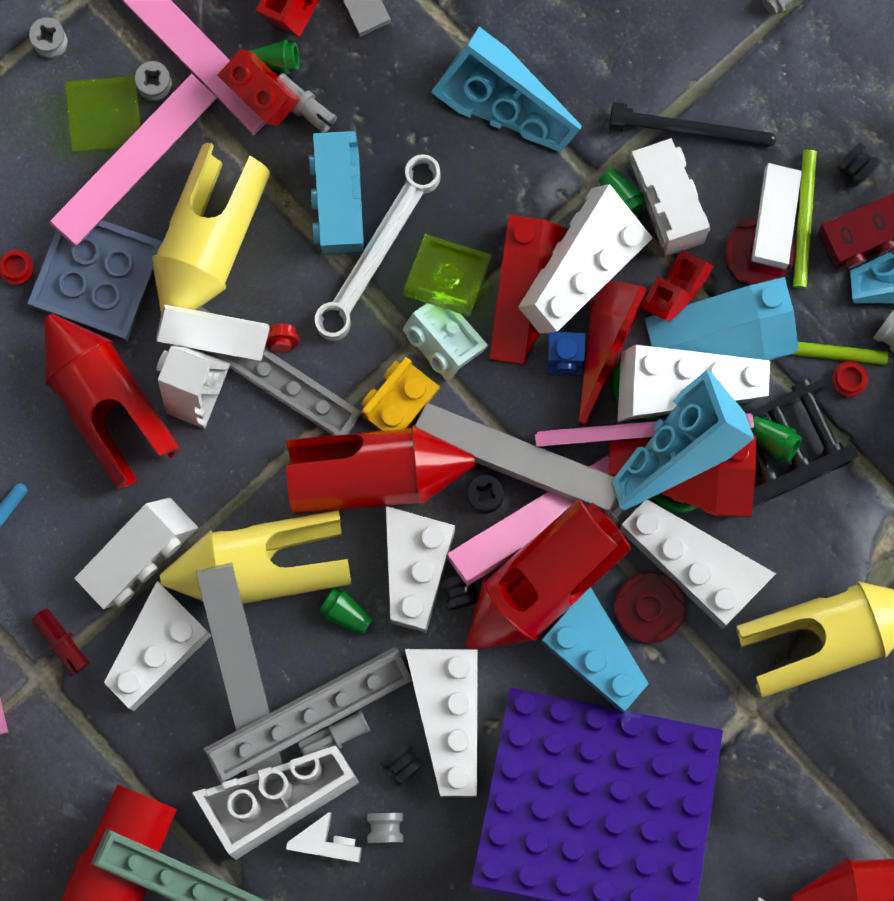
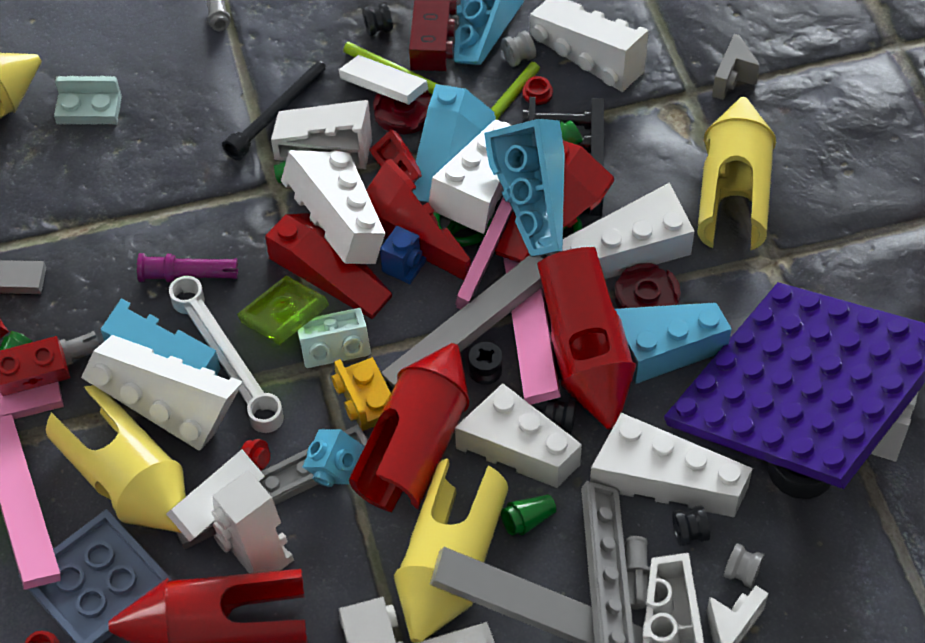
camera: 65 degrees left, 25 degrees down
(289, 221) = (163, 389): none -> white wedge
(302, 413) = (332, 457): none -> medium azure brick
(443, 143) = (172, 268): none -> magenta pin
(497, 87) = (158, 212): medium azure wedge -> none

